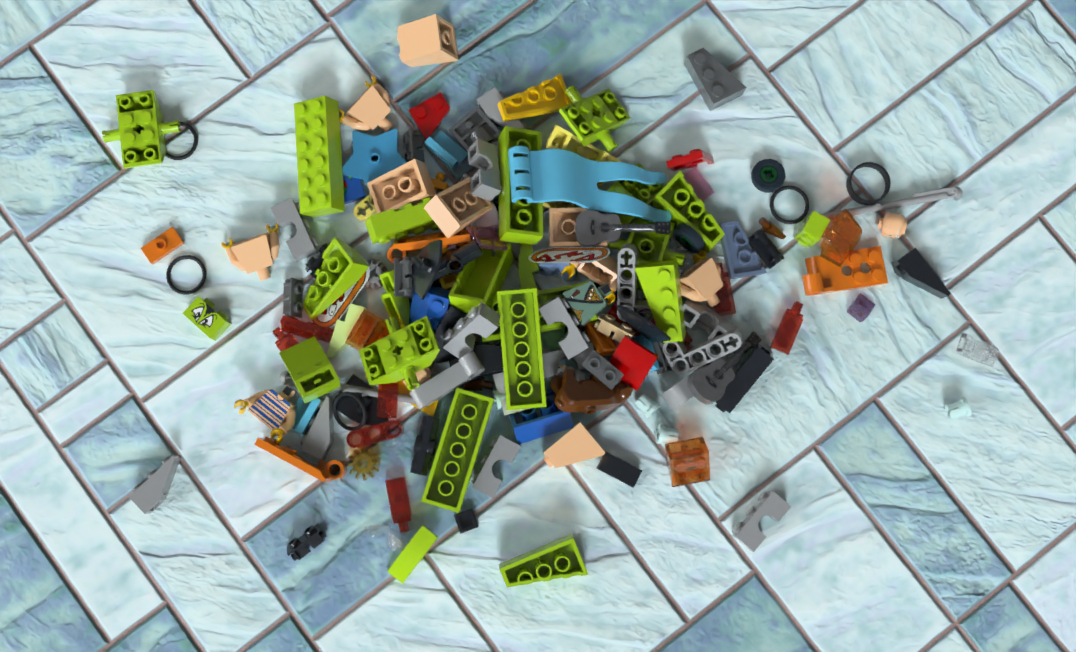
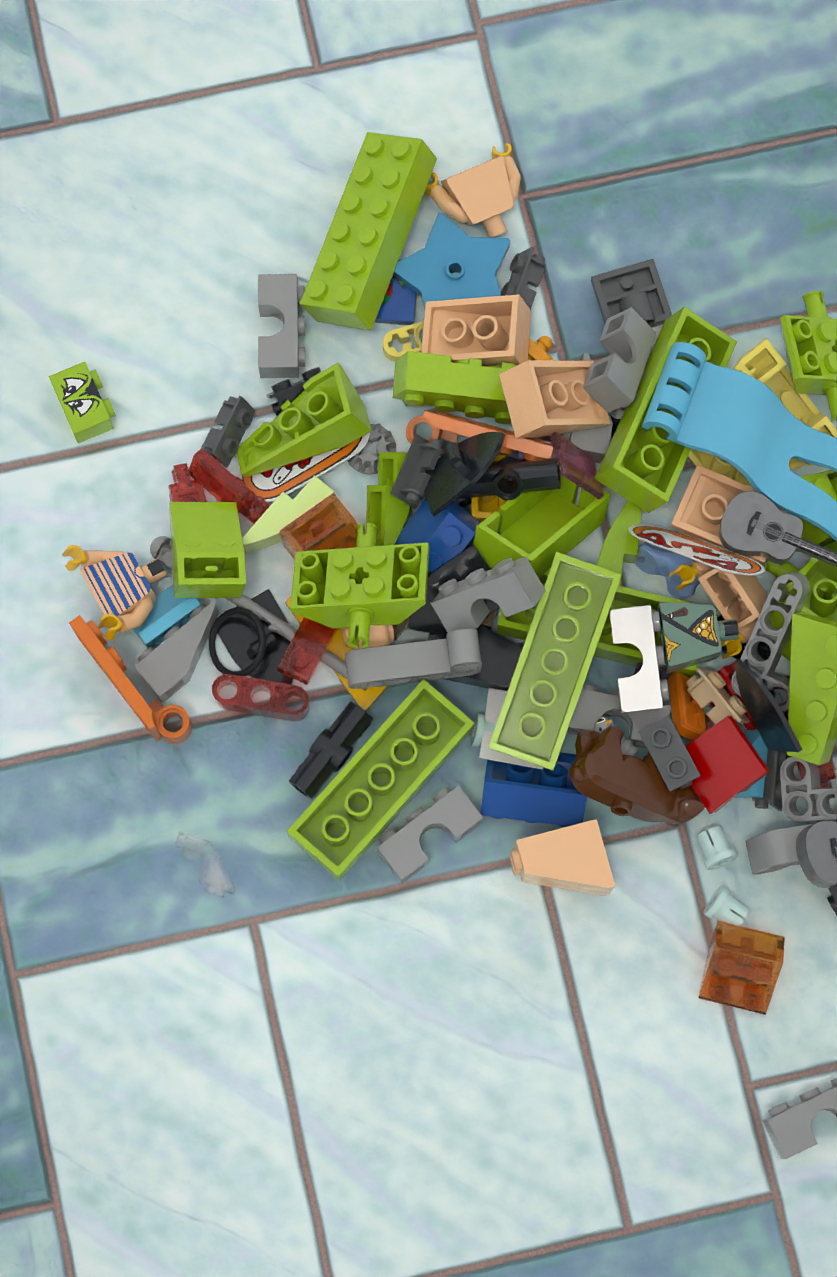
camera: 25 degrees right, 5 degrees down
(141, 129) = (113, 71): lime slope -> none
(162, 245) = (63, 262): orange plate -> none
(182, 258) = (83, 351): black tyre -> none
(193, 148) = (156, 86): black tyre -> none
(255, 253) = (202, 334): light nougat torso -> none
(298, 546) = (62, 817): black hinge -> none
(365, 470) = (220, 746): clear yellow gear -> none
(399, 502) = (249, 822): clear red hinge -> none
(413, 553) = (234, 911): lime slope -> none
(427, 42) = (618, 127): light nougat slope -> none
(430, 114) = (571, 241): red wing -> none
(446, 150) = (573, 307): medium azure panel -> none
(466, 520) = (342, 899): black tile -> none
(478, 384) = (460, 693): reddish brown bar -> none
(488, 105) = (682, 279): light grey slope -> none
(535, 101) = (749, 289): yellow wing -> none
(544, 563) = (441, 1022): lime wedge -> none
(619, 469) = (625, 929): black slope -> none

